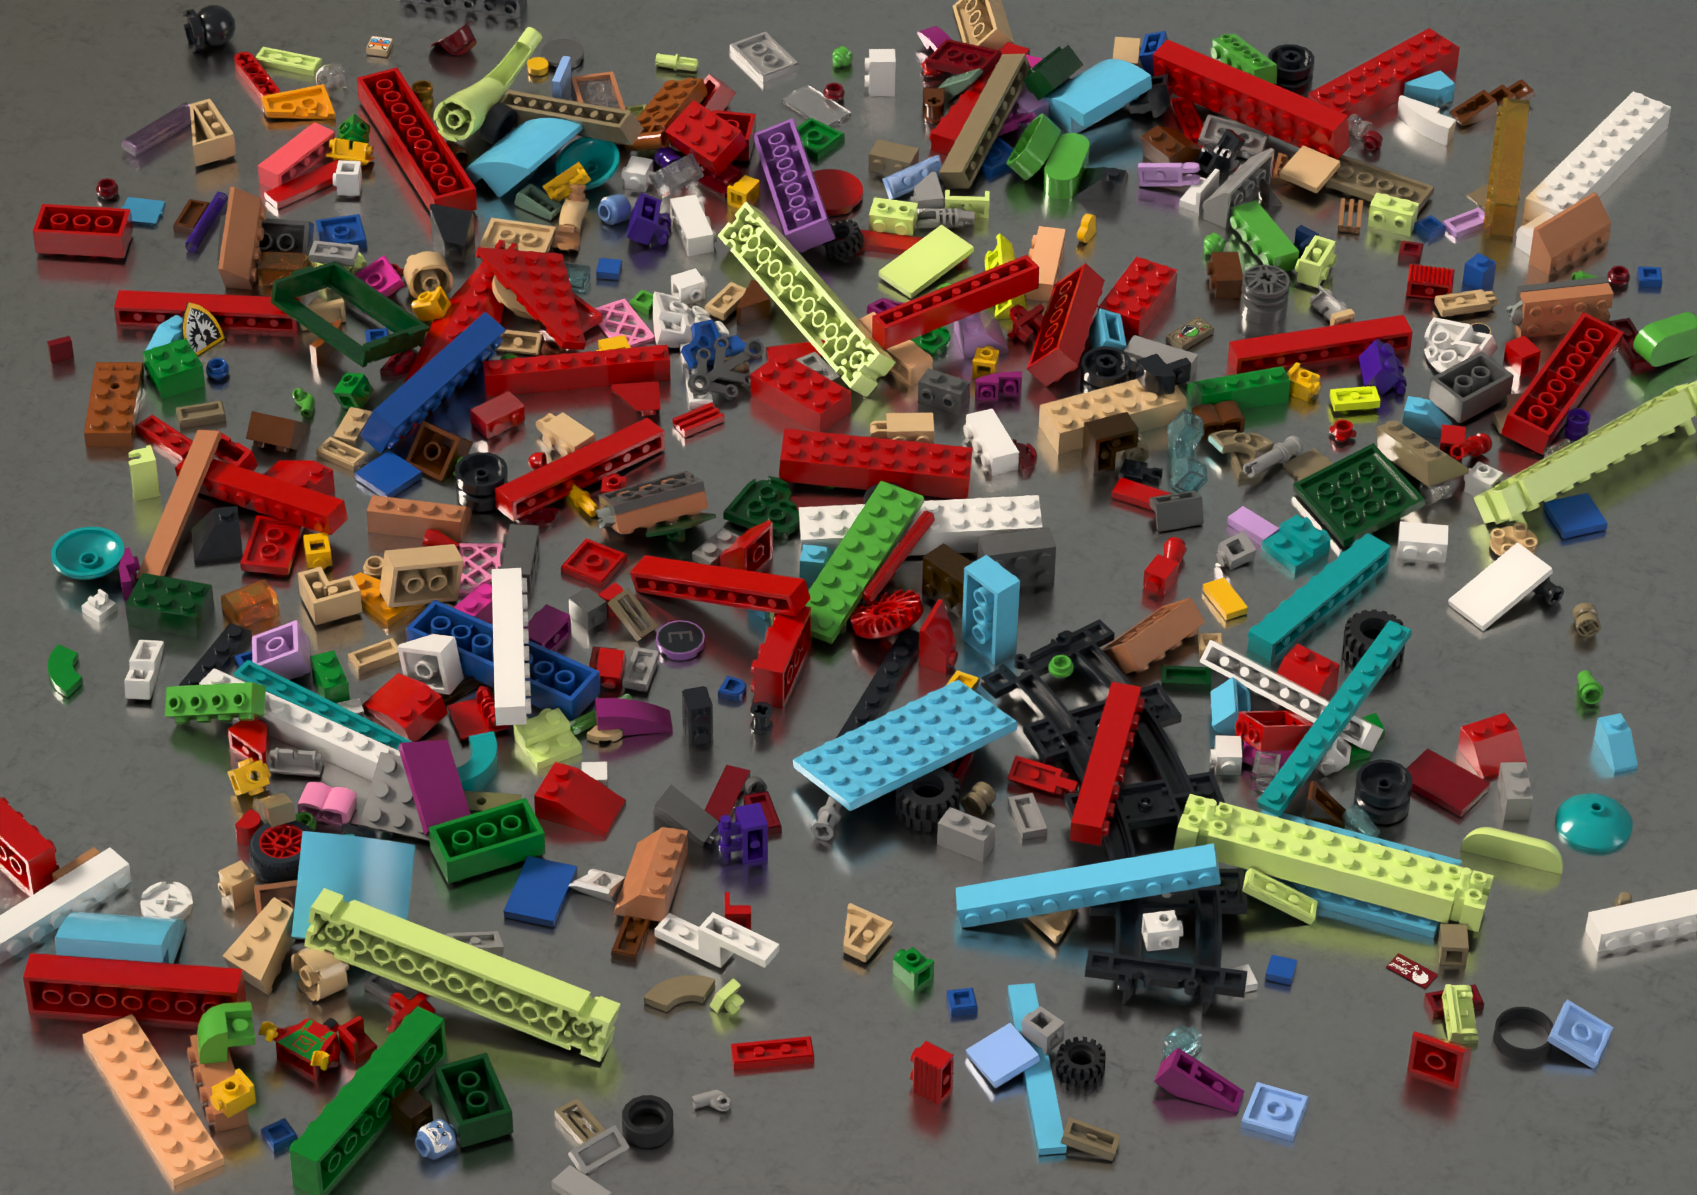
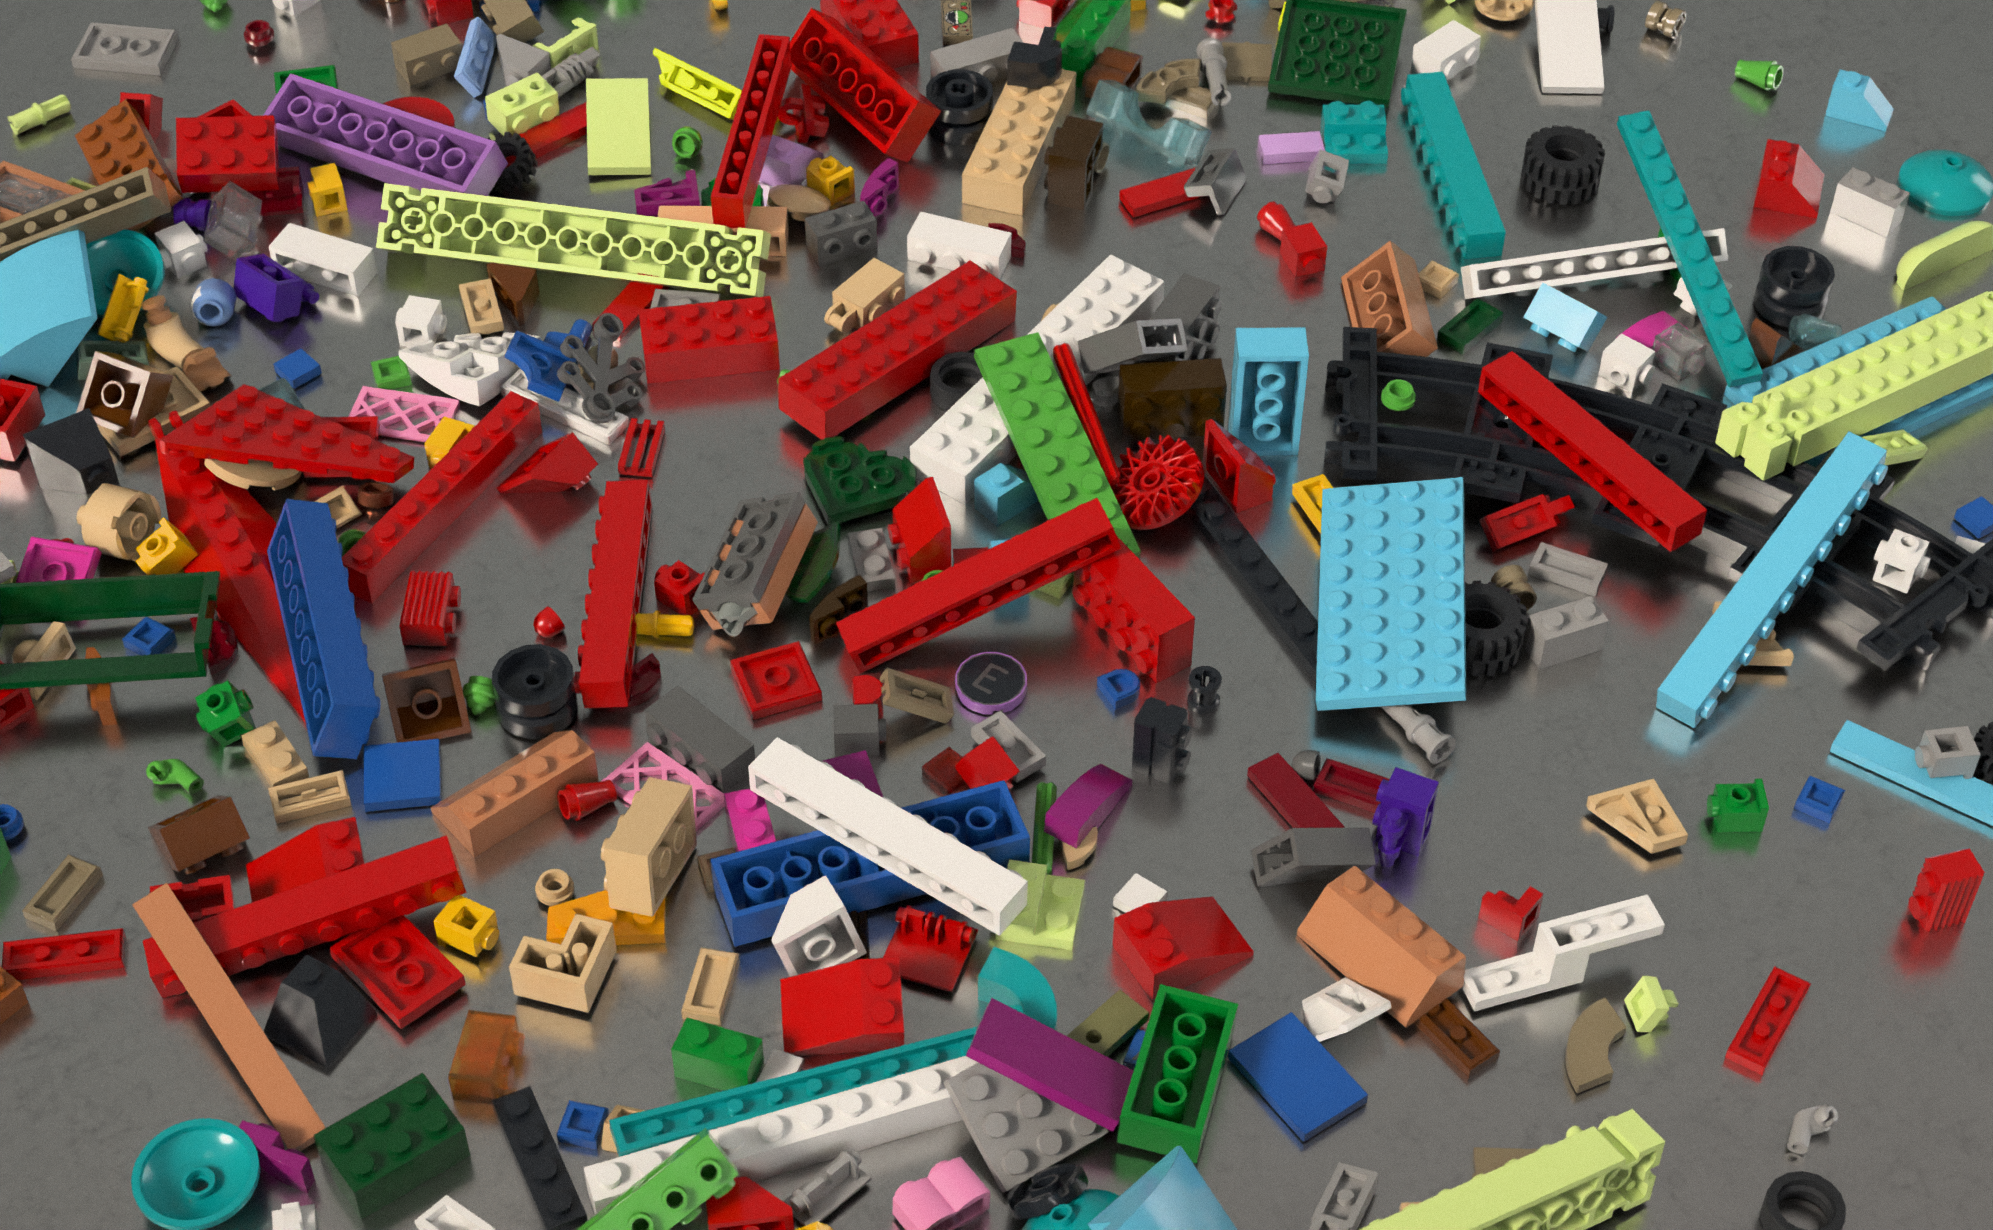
camera: 50 degrees left, 5 degrees up
(144, 474) = (127, 1014): yellowish green hinge -> none
(283, 650) = (616, 1074): lavender slope -> none
(509, 219) = (123, 393): none -> reddish brown slope
(564, 433) = (538, 572): tan brick -> none
(663, 549) = (837, 605): none -> dark brown slope
(814, 105) = (256, 62): clear piece -> none
(952, 361) = (799, 200): none -> tan dish
(963, 538) = (1132, 344): none -> dark grey slope
(1002, 1055) = (1946, 814): light blue tile -> none
(1047, 254) = (719, 40): light nougat brick -> none
(1107, 330) = (909, 64): medium azure brick -> none
(1138, 472) = (1120, 176): black plate -> none
(1225, 598) = (1379, 228): yellow tile -> none
(1272, 729) = (1656, 304): red window -> none
(1310, 670) = (1561, 230): red slope -> none
(1446, 782) = (1818, 232): dark red tile -> none

